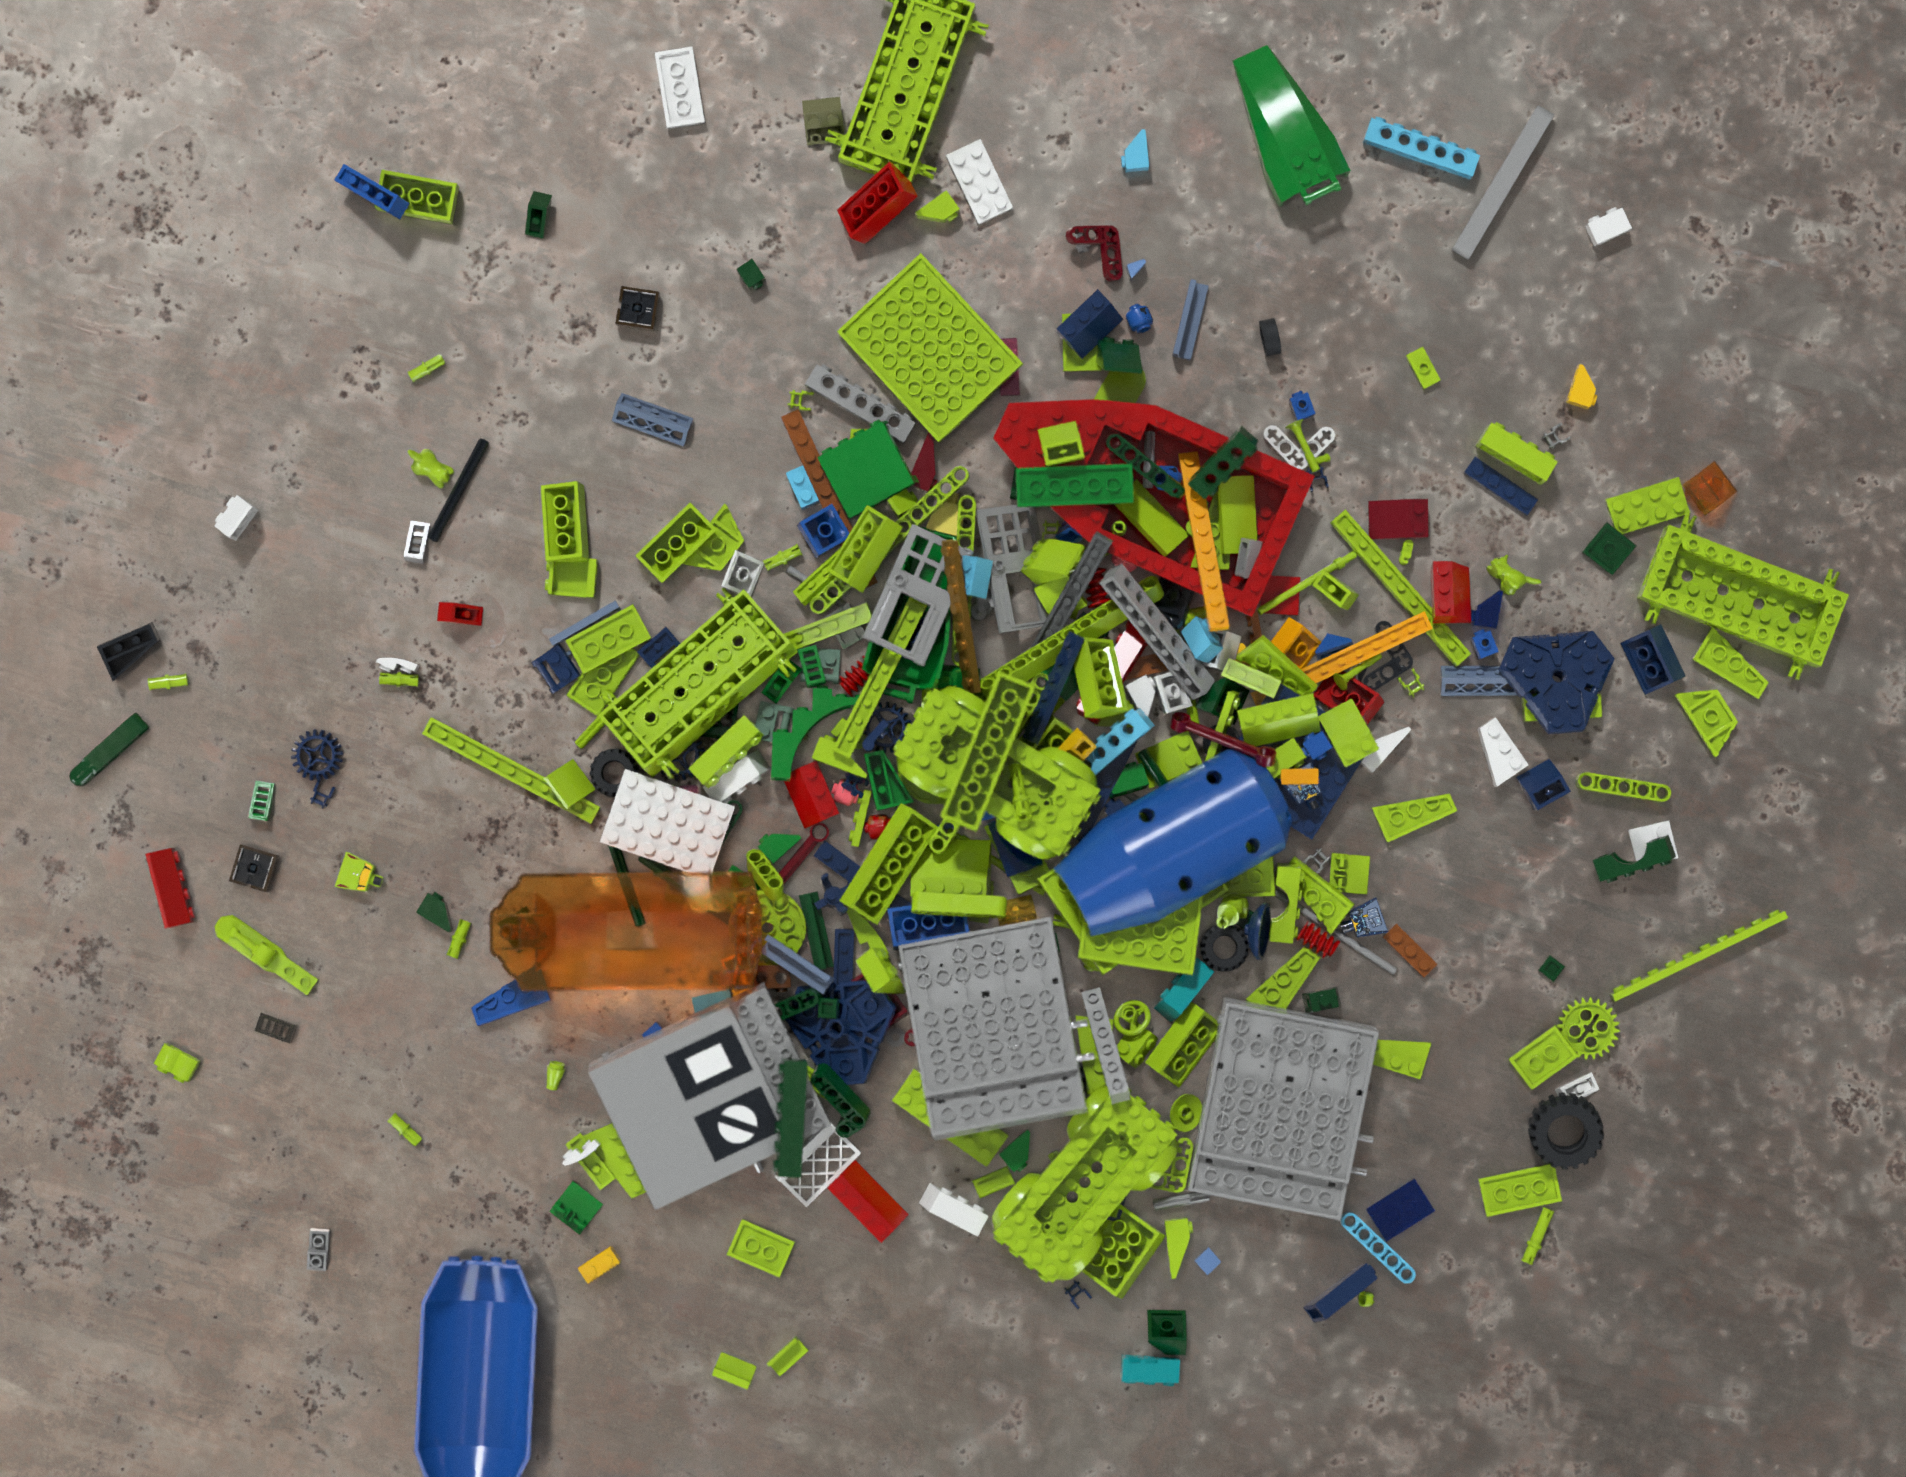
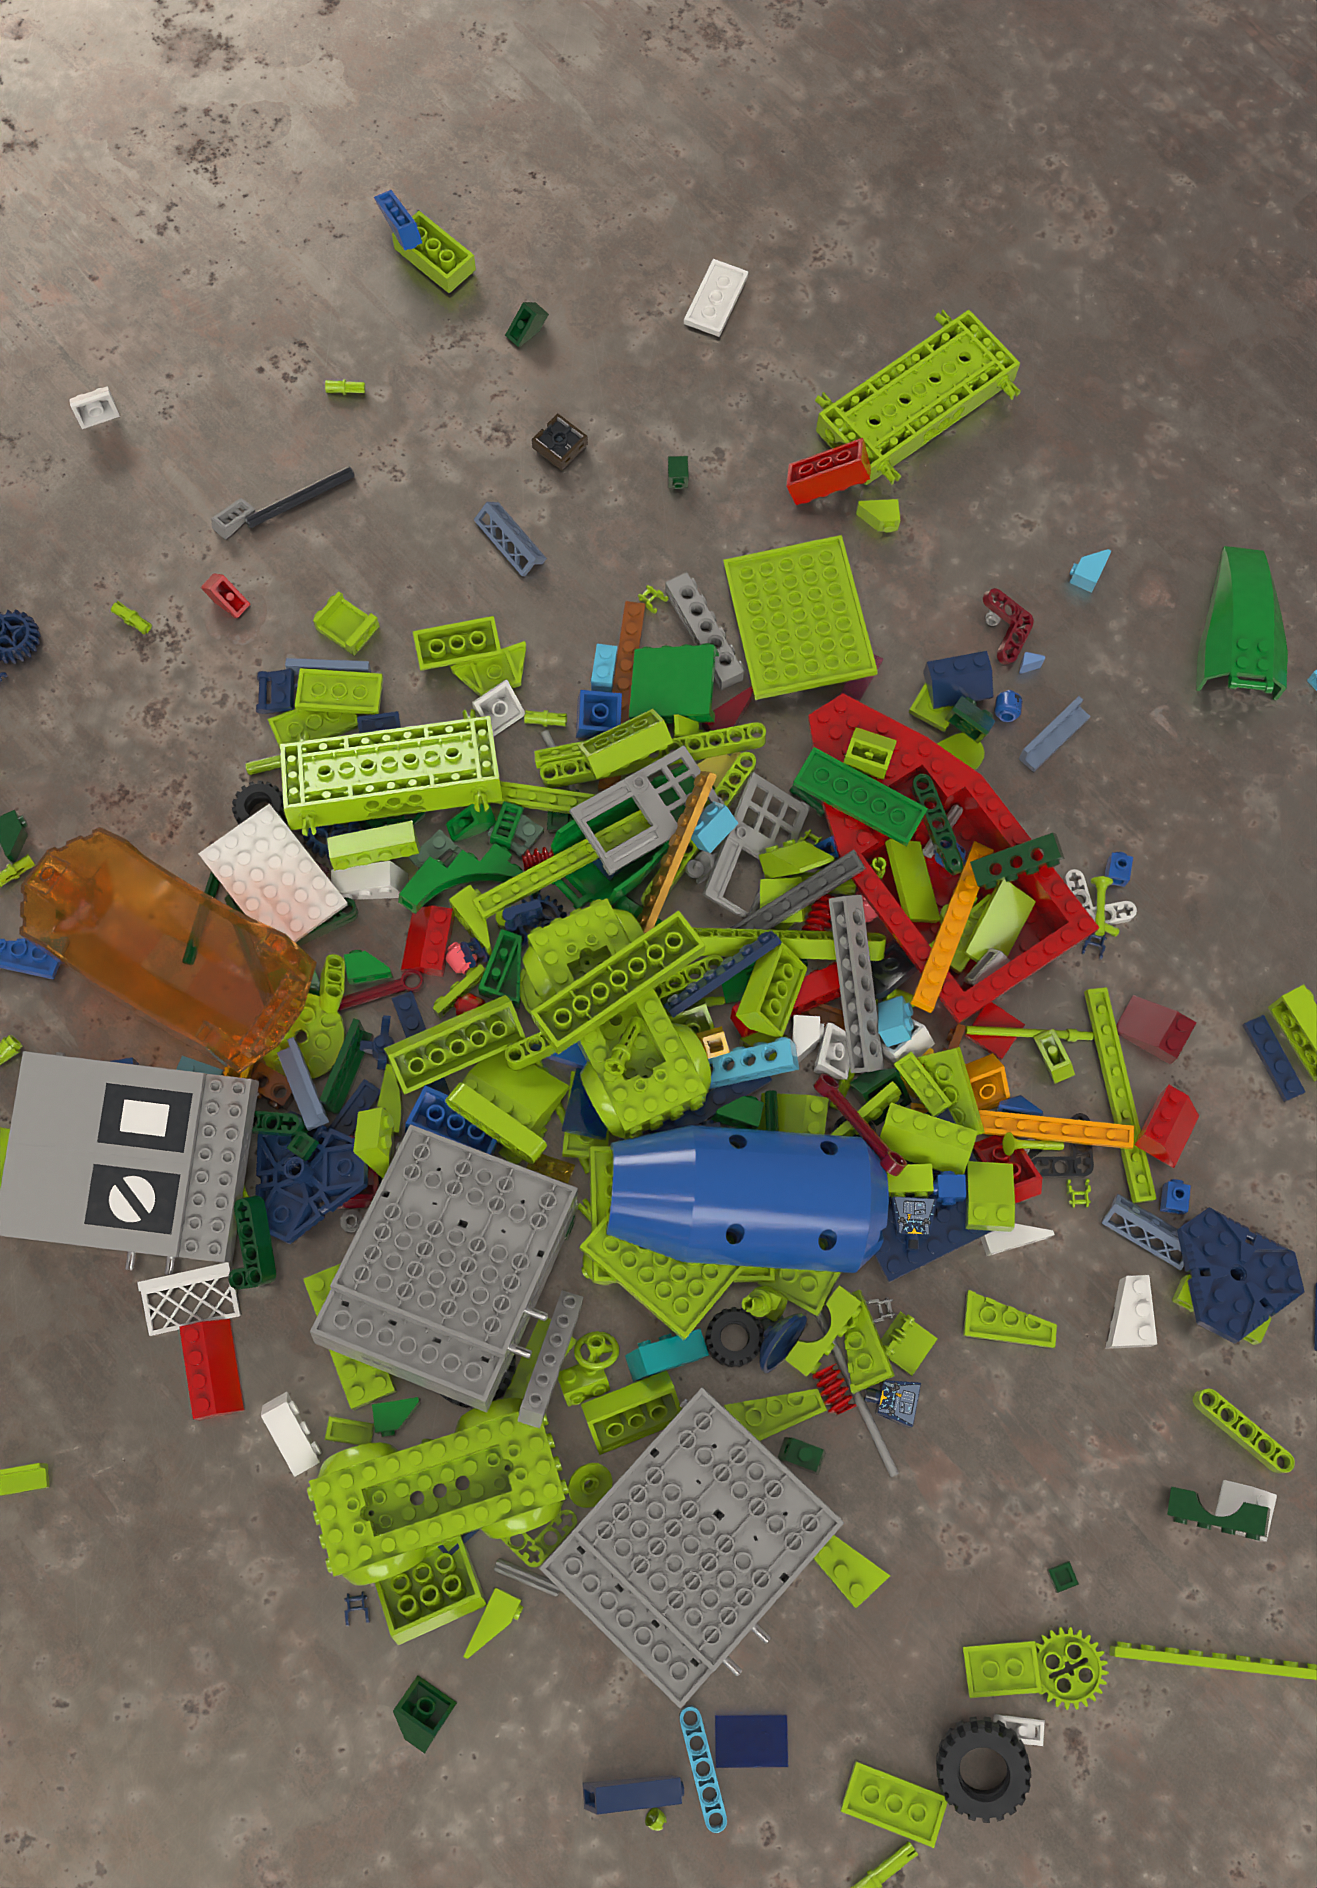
camera: 30 degrees right, 15 degrees down
(393, 663) = (139, 603): white slope -> none
(426, 464) = (288, 459): lime animal -> none
(504, 767) = (171, 754): lime plate -> none
(564, 522) = (371, 571): lime slope -> none
(569, 784) = (212, 793): lime slope -> none
(760, 1248) = (75, 1348): lime plate -> none
(791, 1117) = (186, 1226): dark green brick -> none
(820, 117) = (821, 380): olive slope -> none
(979, 182) = (931, 515): white plate -> none
(1149, 1369) = (376, 1744): teal wedge -> none
(1207, 1261) = (513, 1662): medium blue slope -> none
(1270, 337) = (1124, 789): black tyre -> none
(1299, 776) = (915, 1205): light orange sticker -> none
(1406, 552) = (1144, 1063): lime piece -> none
(1410, 950) = (923, 1463): dark orange plate -> none
(1423, 367) = (1256, 905): lime plate -> none
(1487, 612) = (1196, 1168): clear blue slope -> none
(1510, 578) = (1237, 1150): lime animal -> none
(1543, 784) = (1160, 1376): dark blue slope -> none

